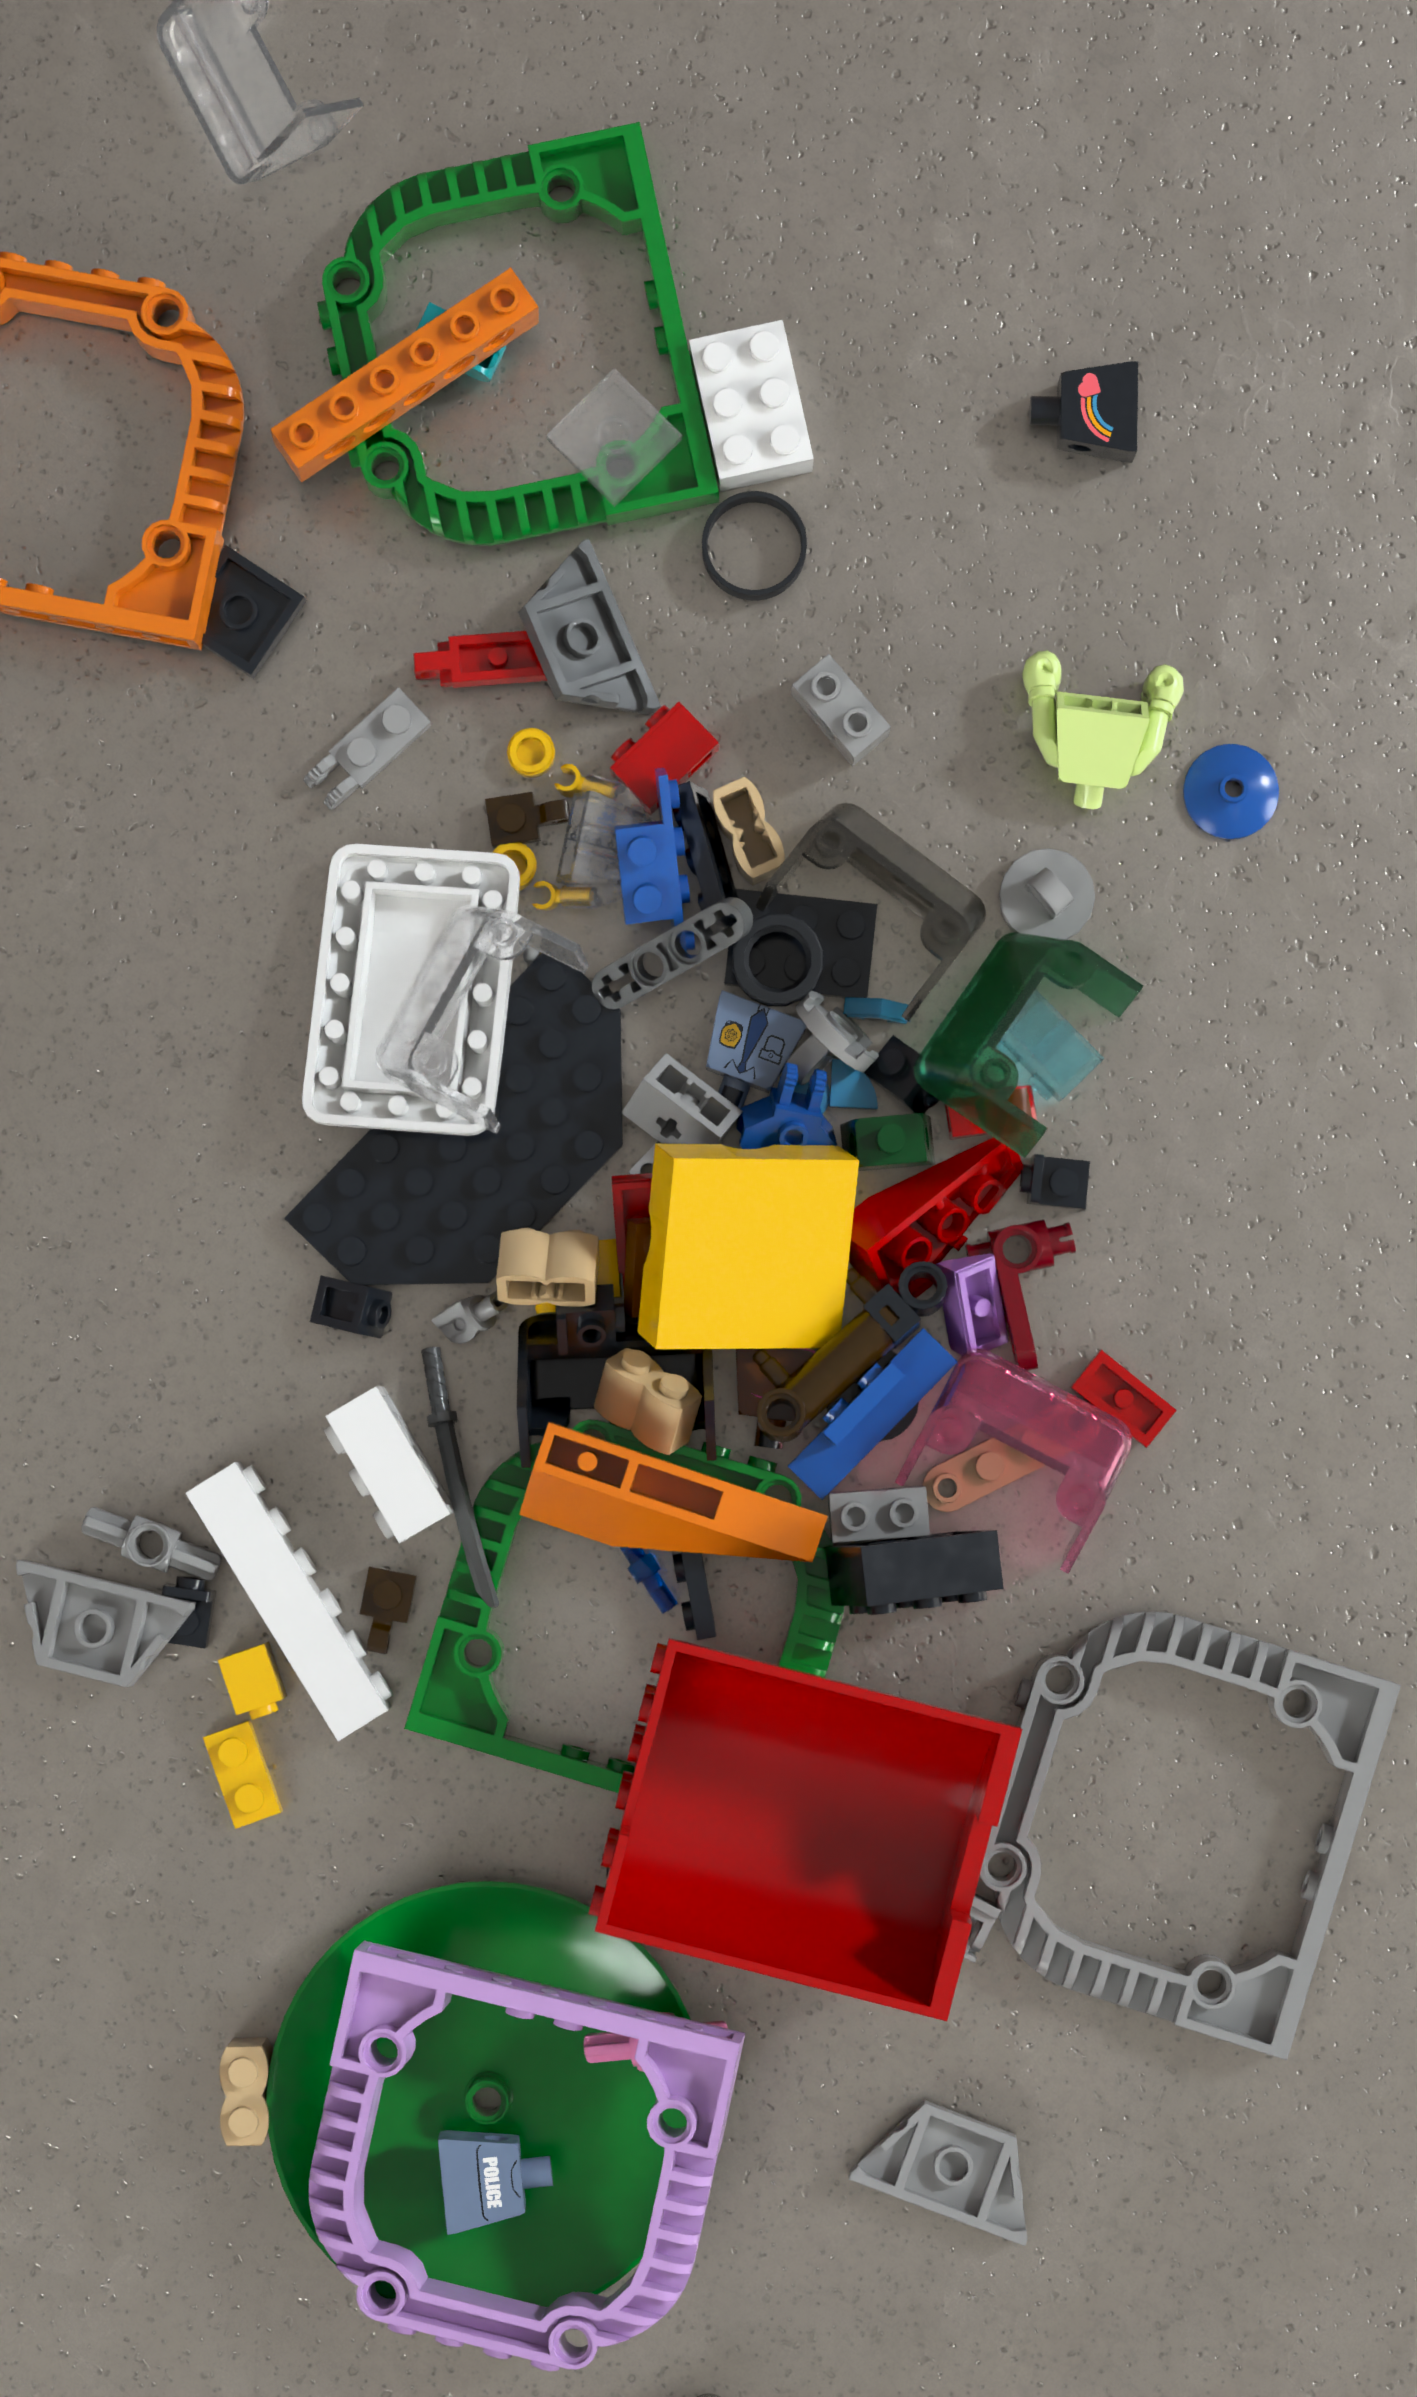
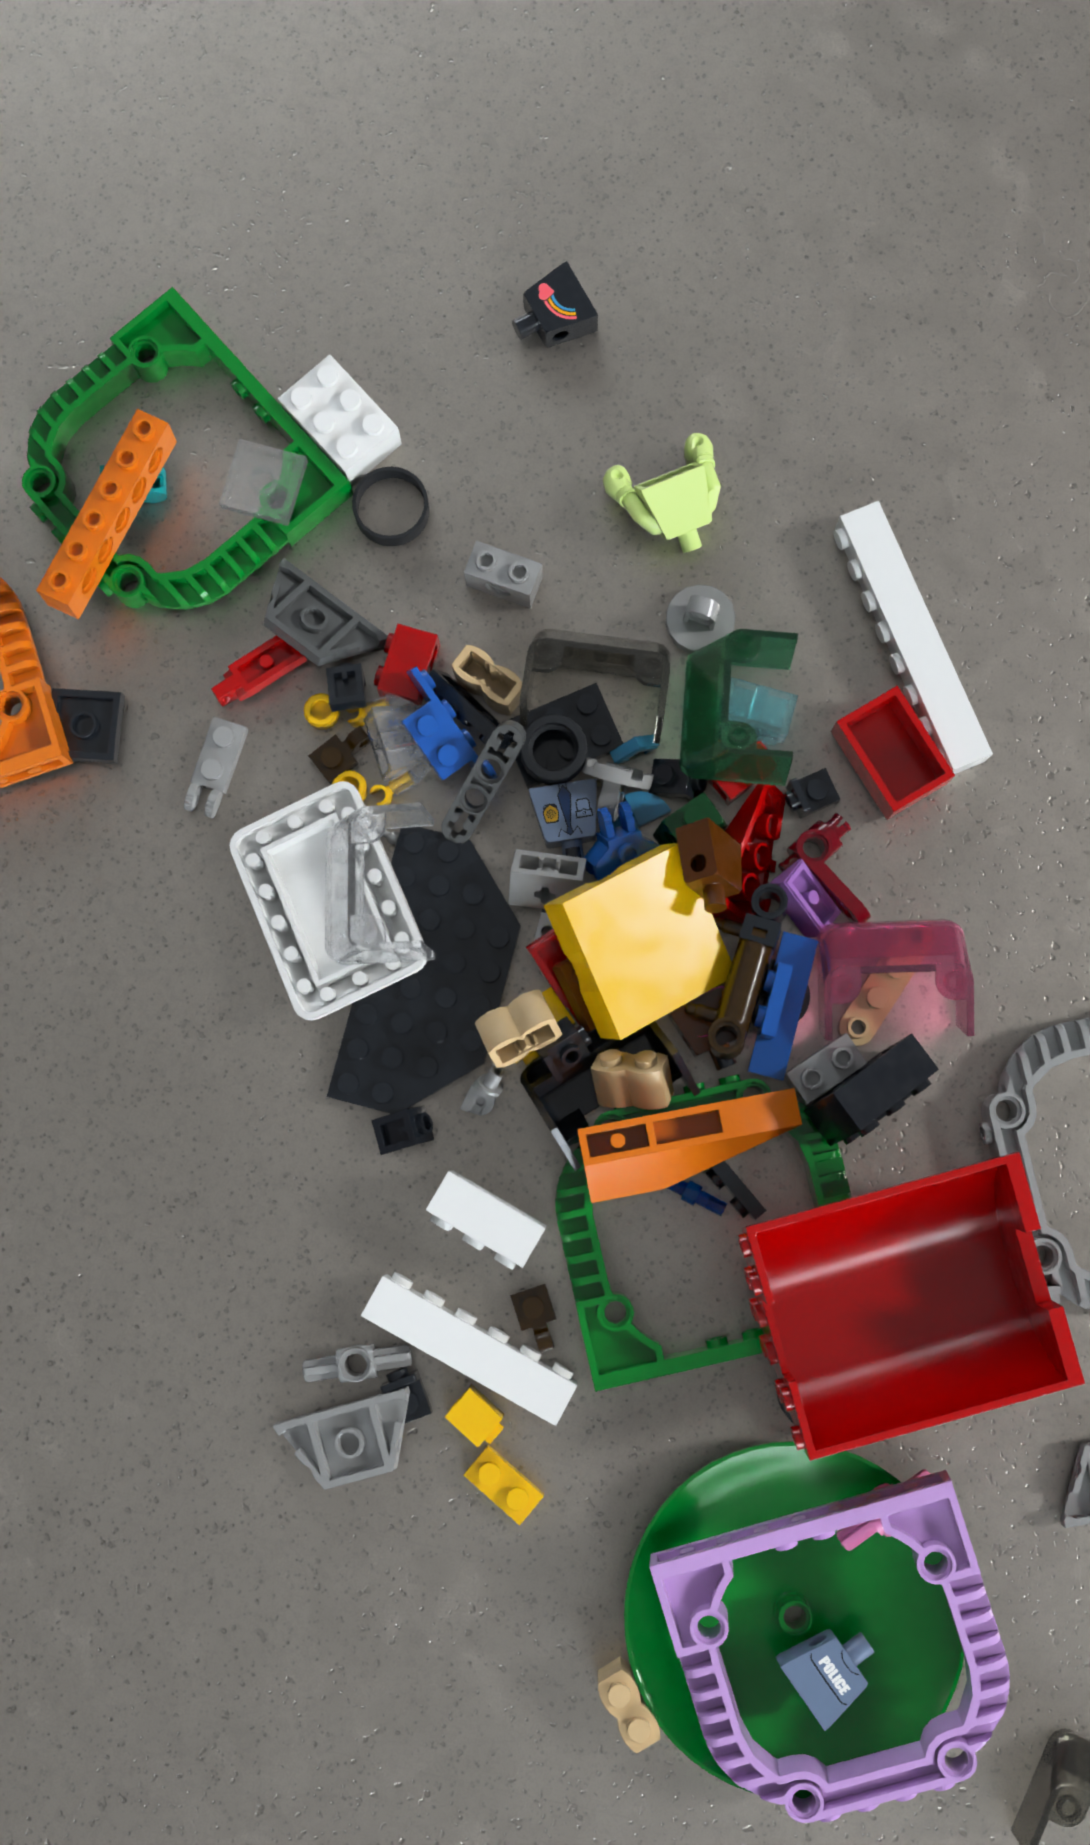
camera: 25 degrees left, 5 degrees down
(443, 1421) = (505, 1170): dark grey sword -> none
(575, 743) = (346, 686): none -> black bracket
(877, 1203) = (710, 862): none -> reddish brown torso
(1124, 1396) = (931, 902): red plate -> none
(1175, 1189) = (892, 752): none -> red piece
(1216, 810) = (773, 507): blue dish -> none
(1282, 1065) = (910, 636): none -> white brick

